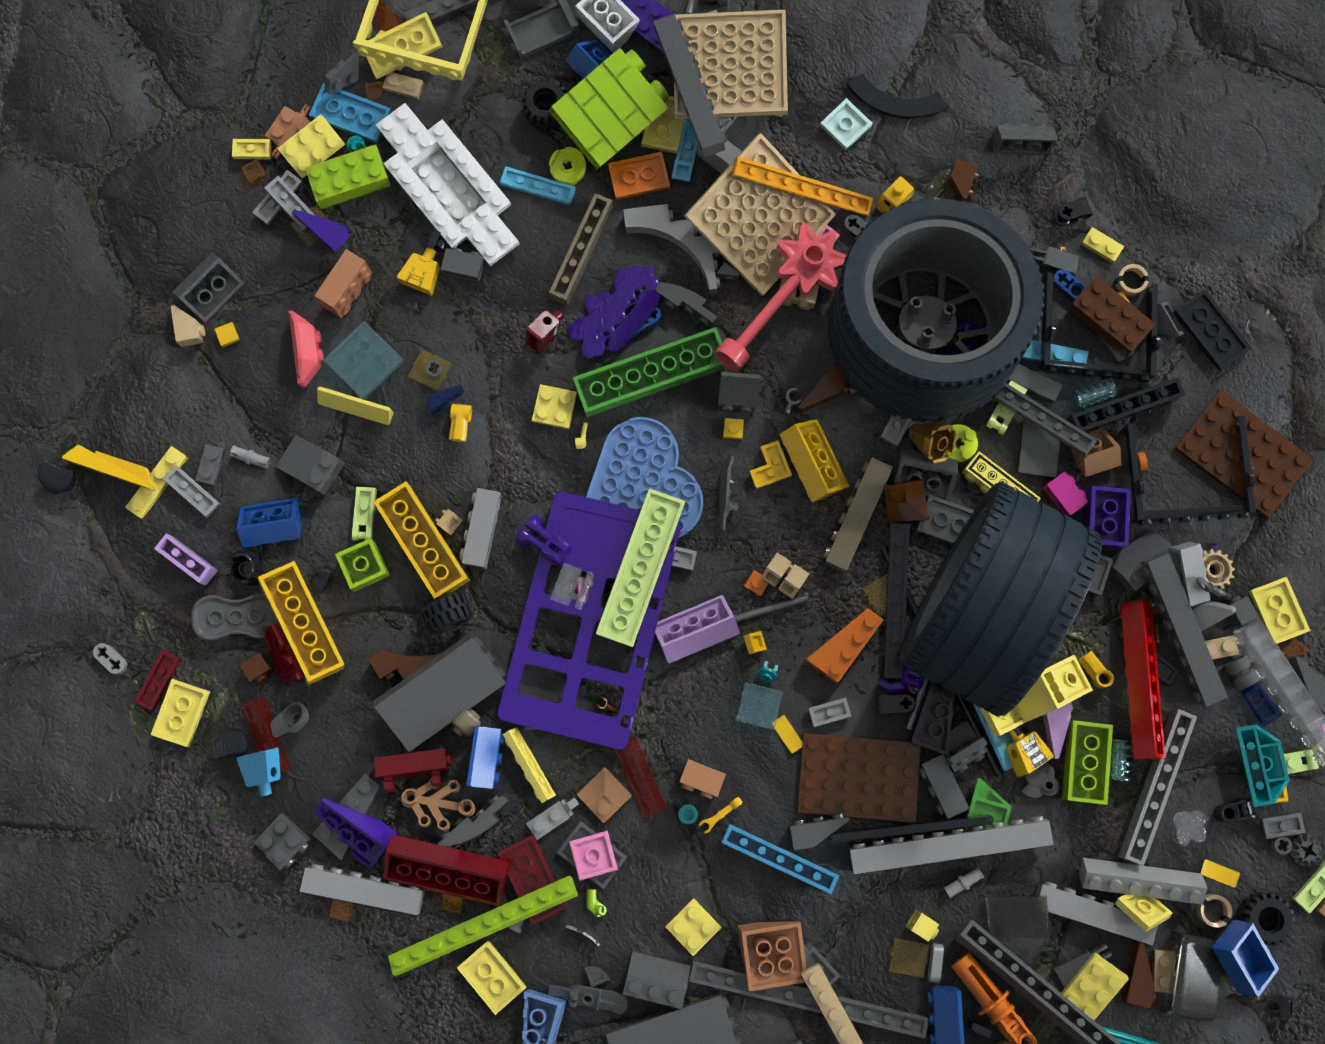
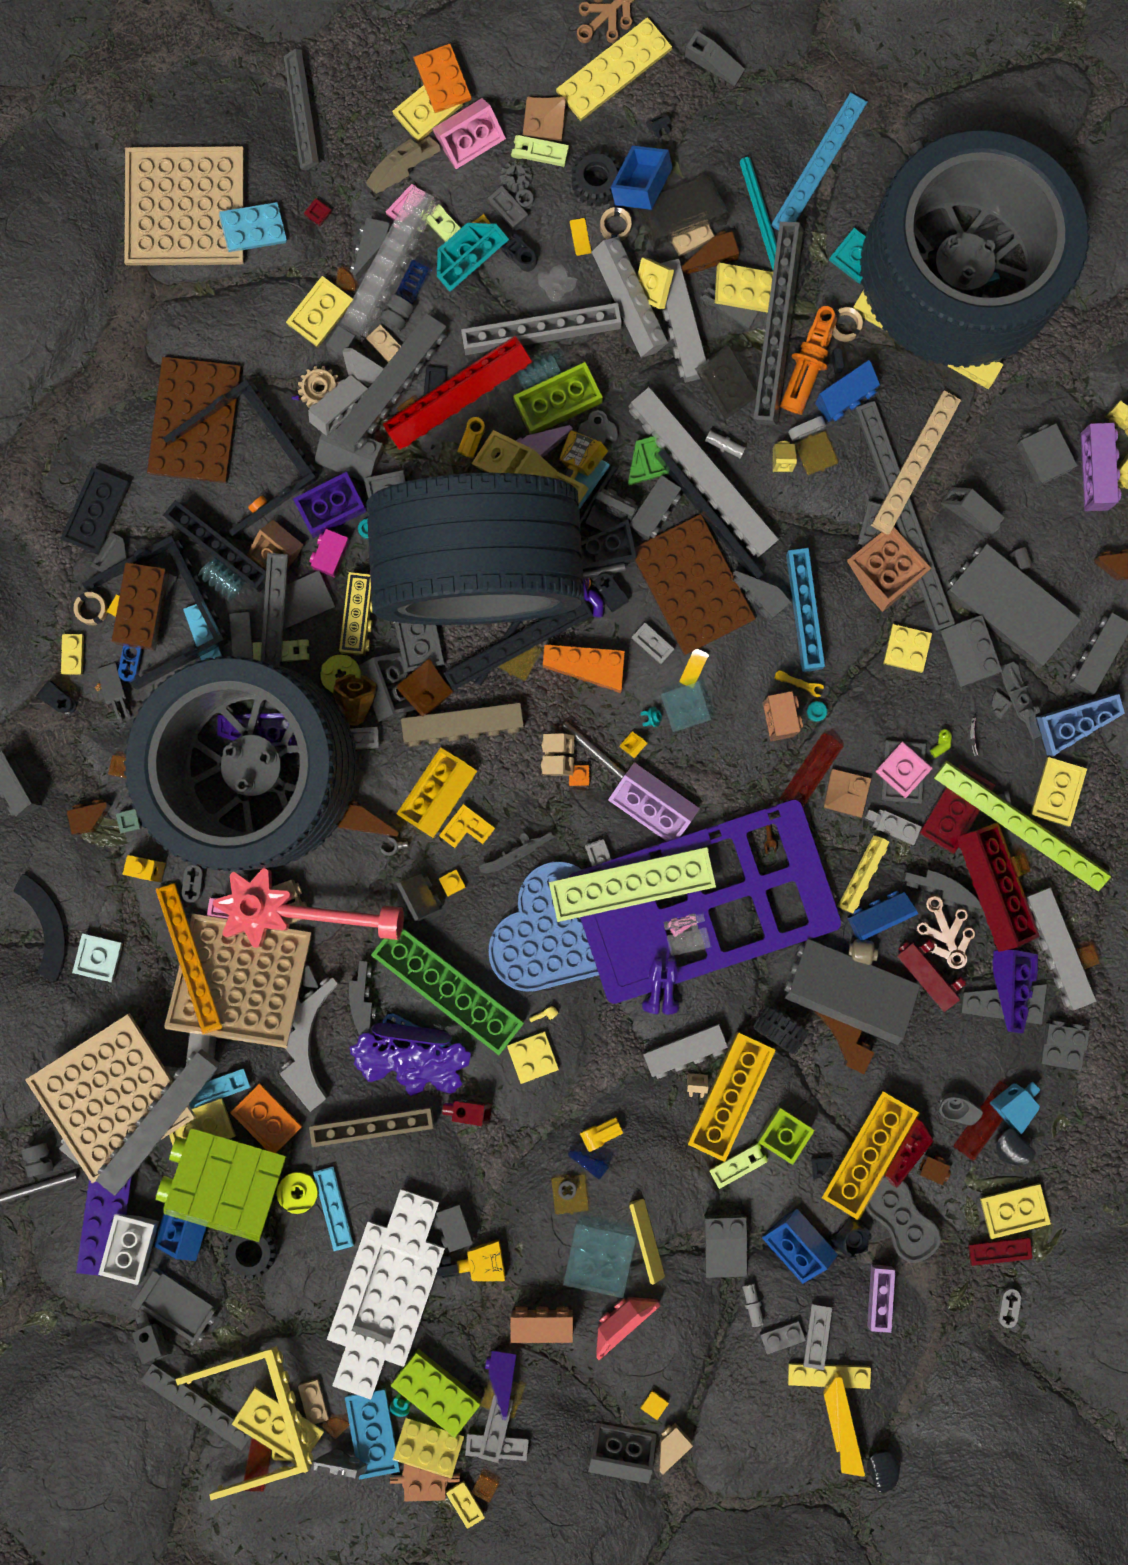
camera: 120 degrees left, 5 degrees up
(1209, 587) = (341, 381): dark grey piece -> none

